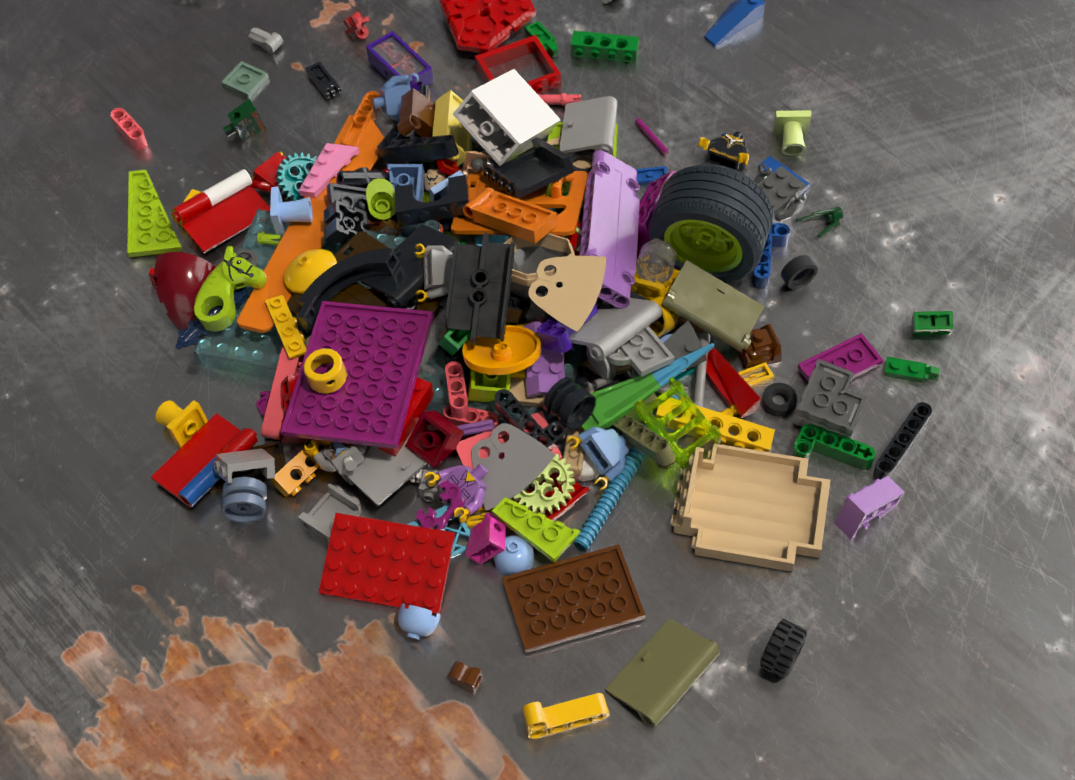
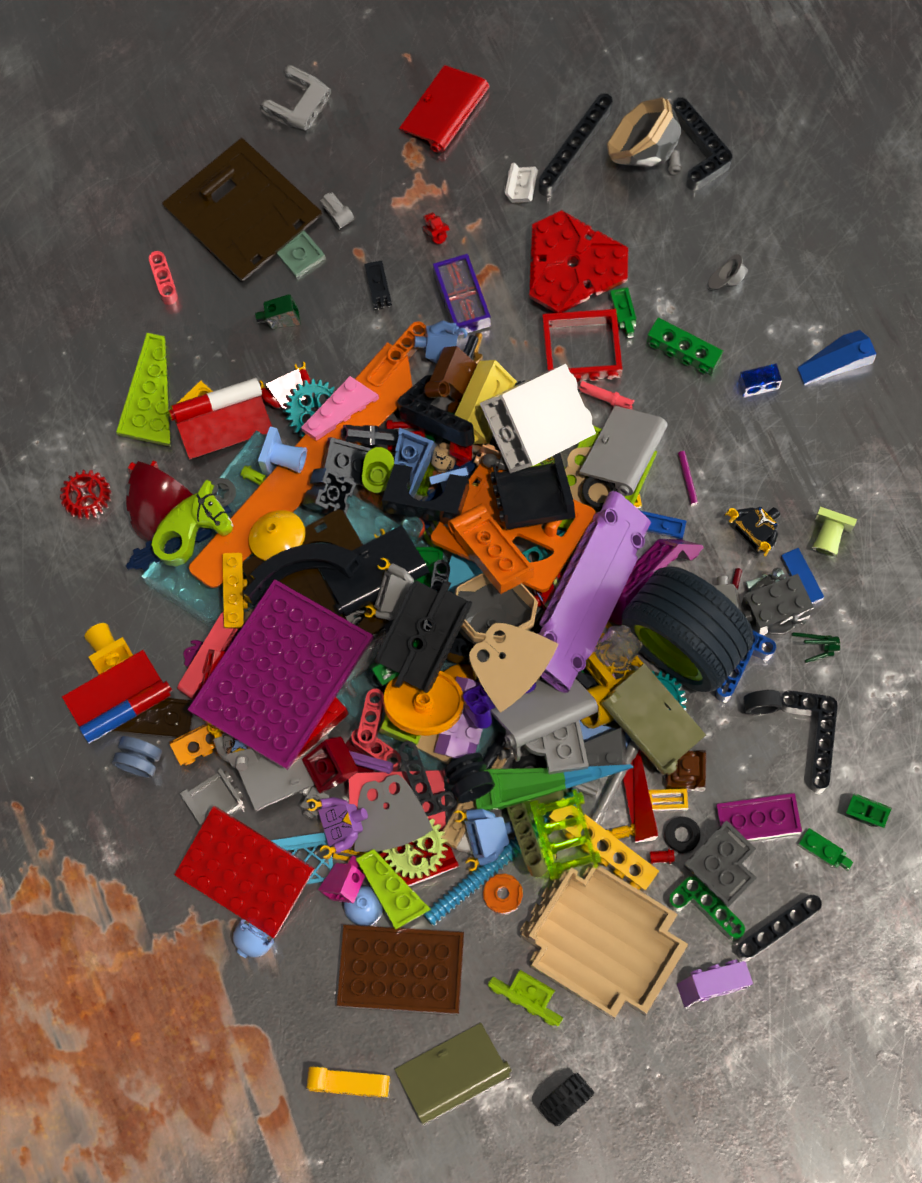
camera: 20 degrees right, 15 degrees up
(118, 314) = (97, 503): none -> red gear
(191, 67) = (248, 220): none -> dark brown door
(244, 460) = (147, 722): light grey panel -> none
(318, 381) = (257, 674): yellow piece -> none
(453, 493) = (326, 827): magenta helmet -> none
(465, 676) = (274, 1010): reddish brown leg -> none
(637, 512) = (499, 905): none -> orange tile
(678, 50) = (760, 380): none -> clear blue brick
(706, 573) = (530, 994): none -> lime bracket
(772, 421) = (662, 856): none -> red pin
(856, 265) = (820, 733): none -> black beam

